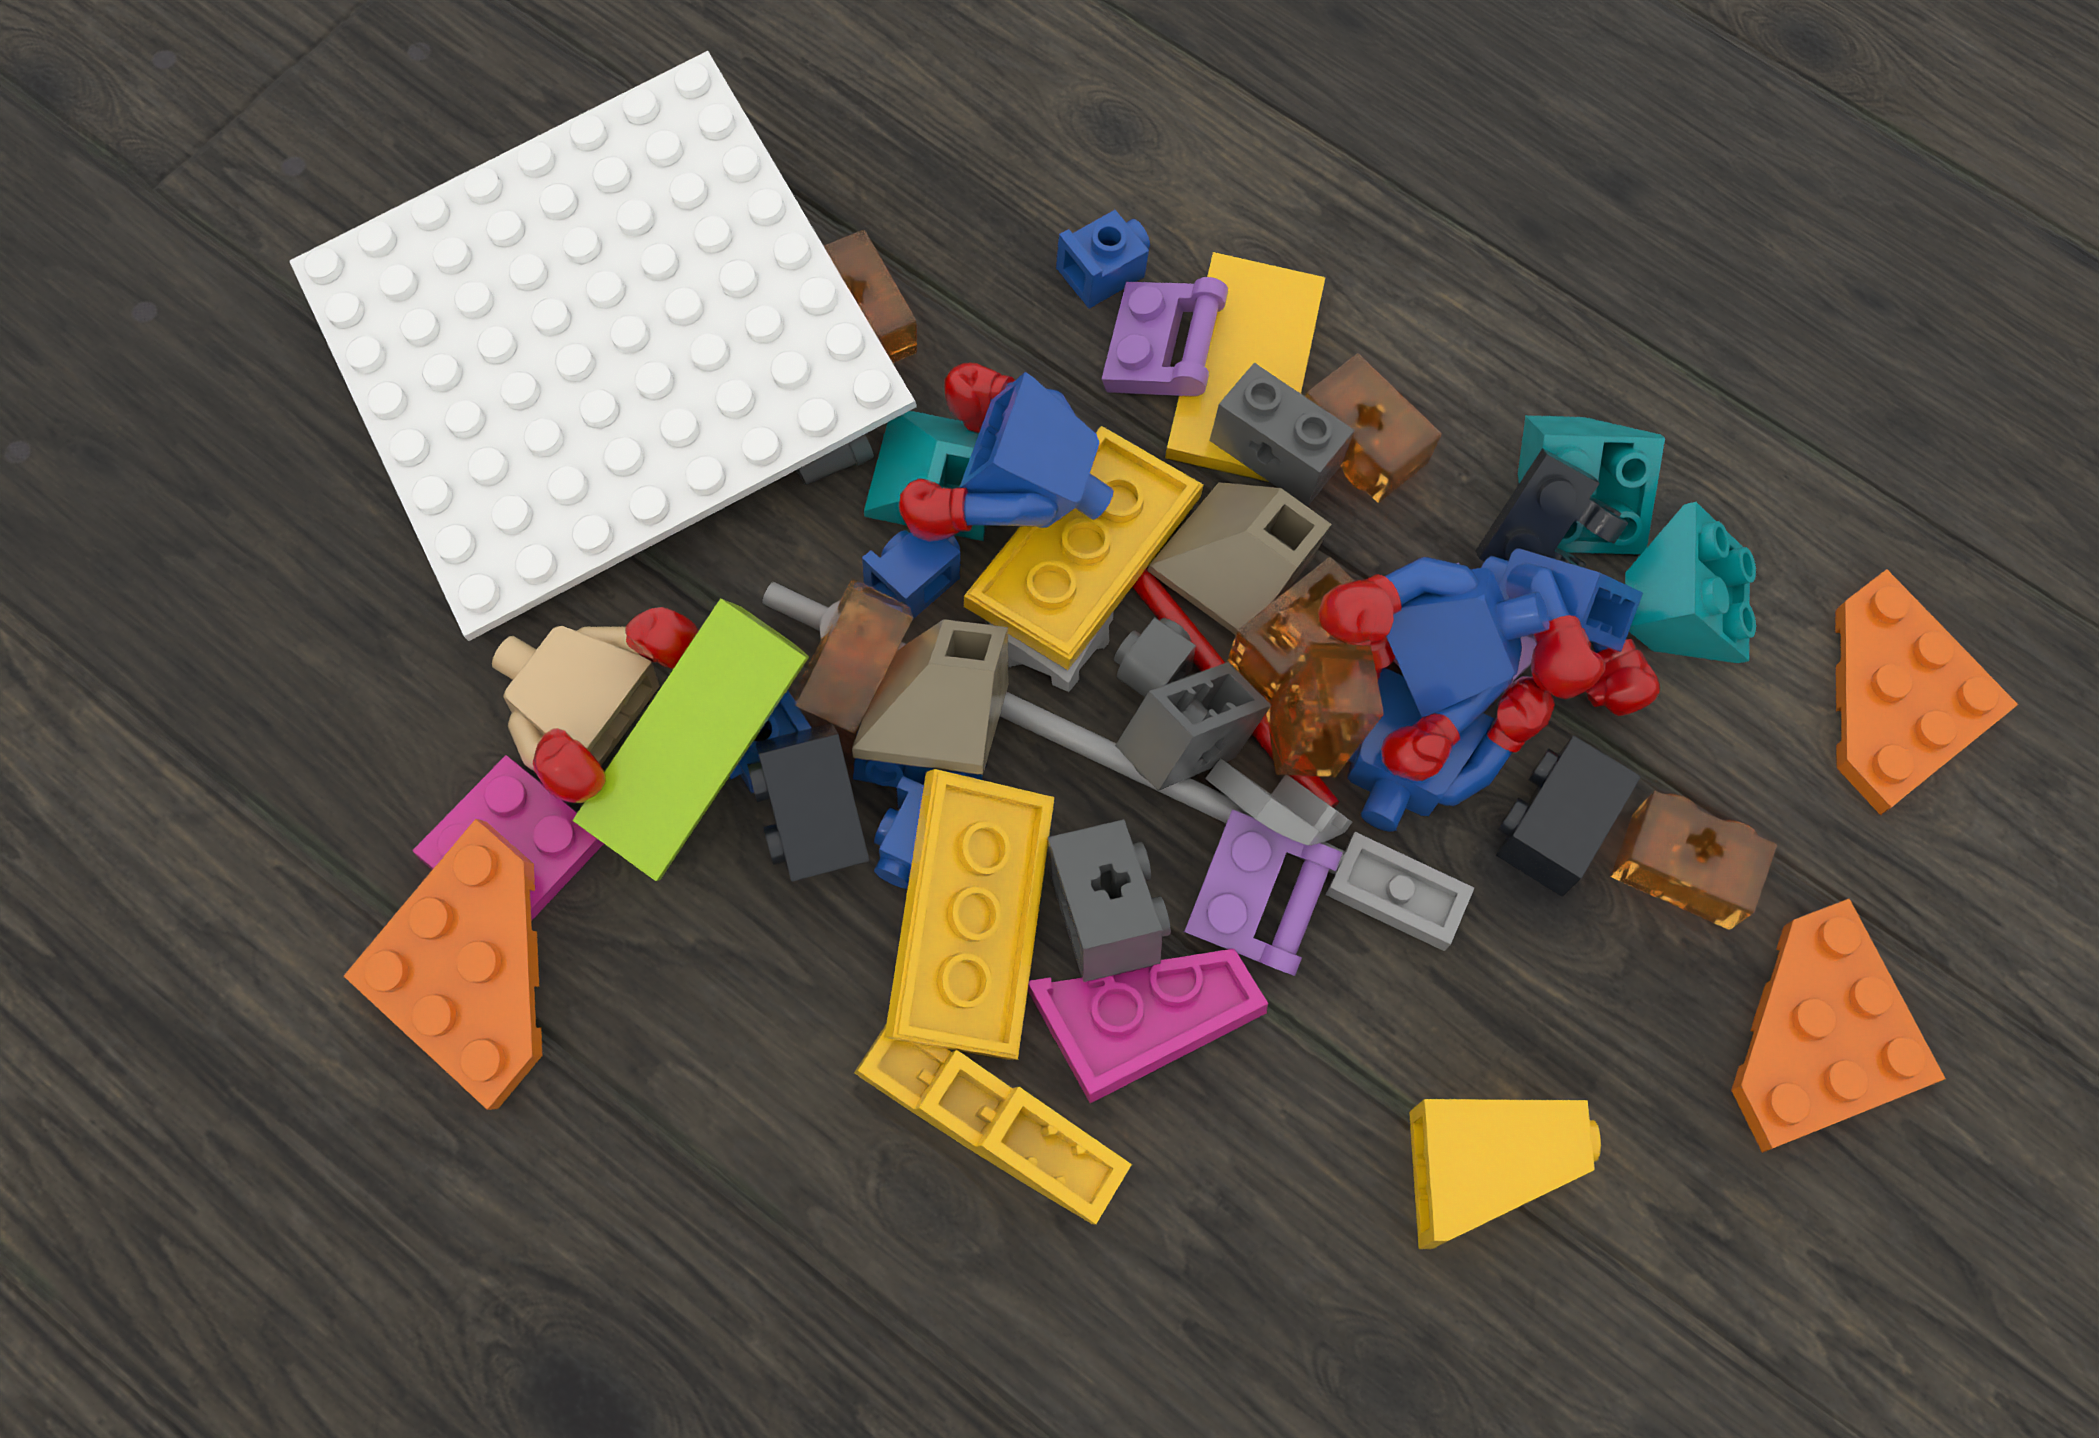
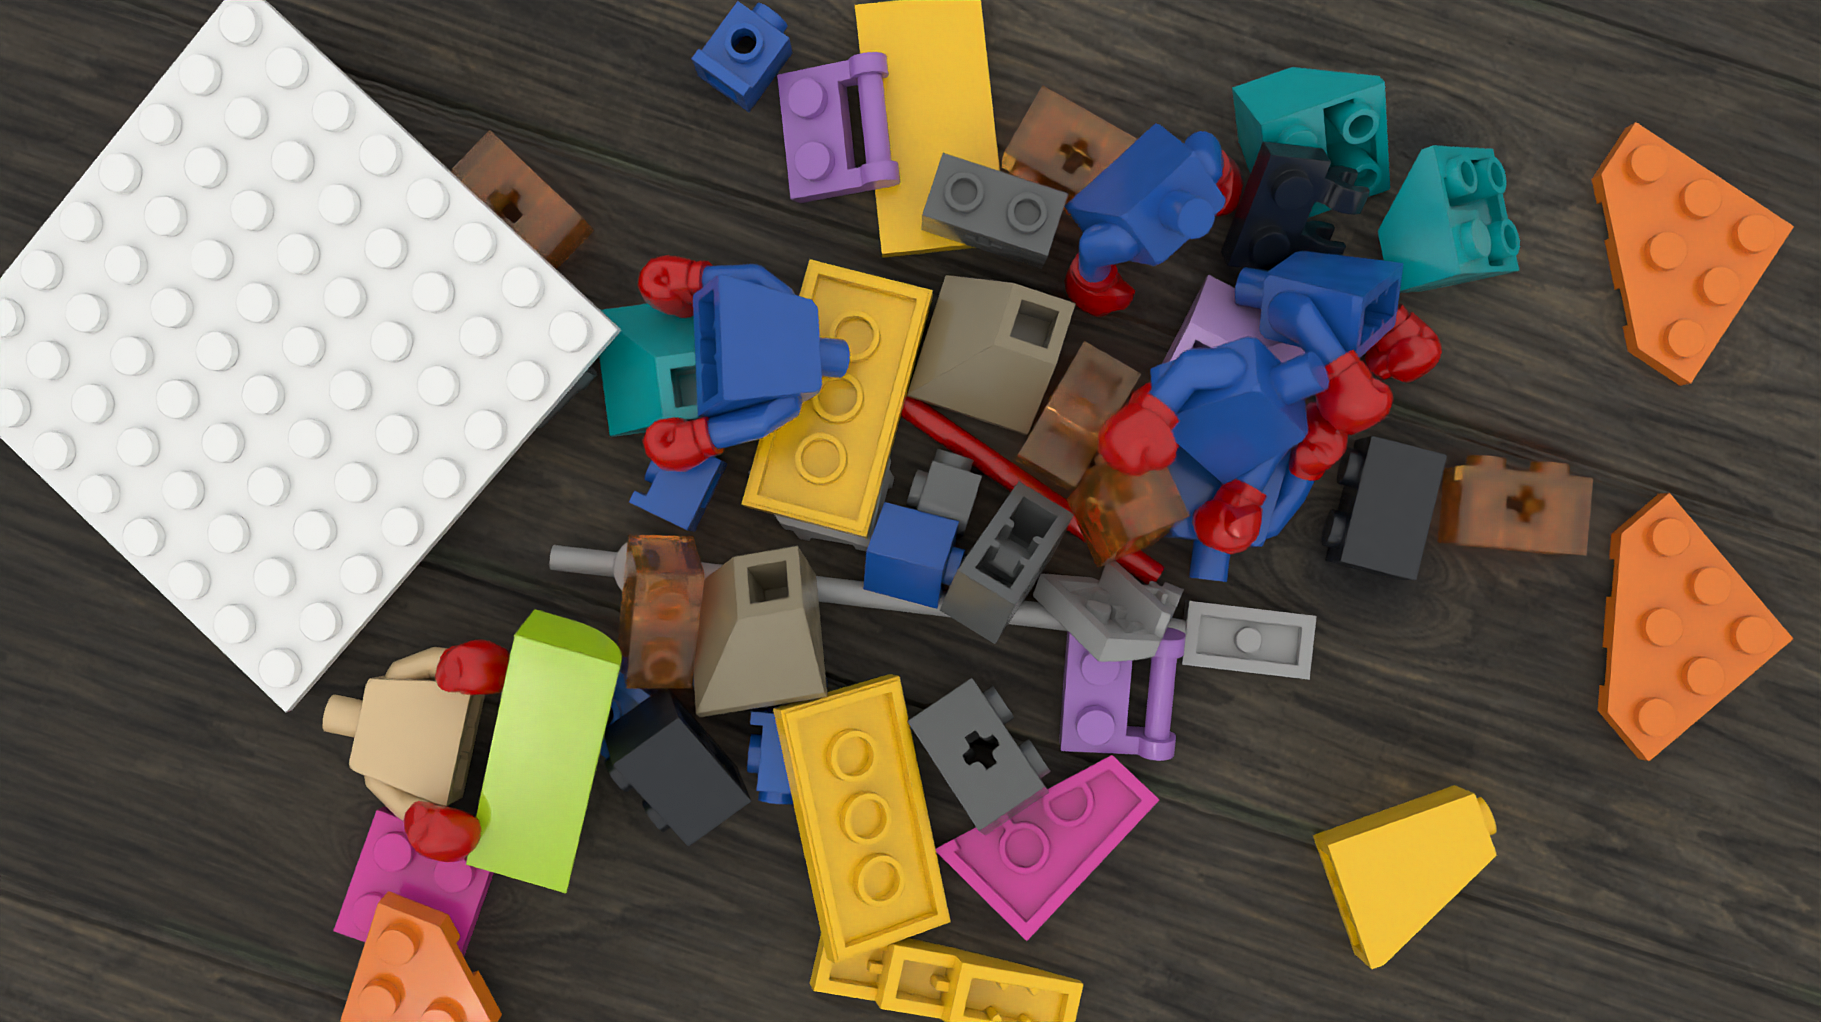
camera: 15 degrees left, 20 degrees up
(1100, 695) = (912, 555): none -> blue brick
(1413, 463) = (1145, 211): none -> blue torso

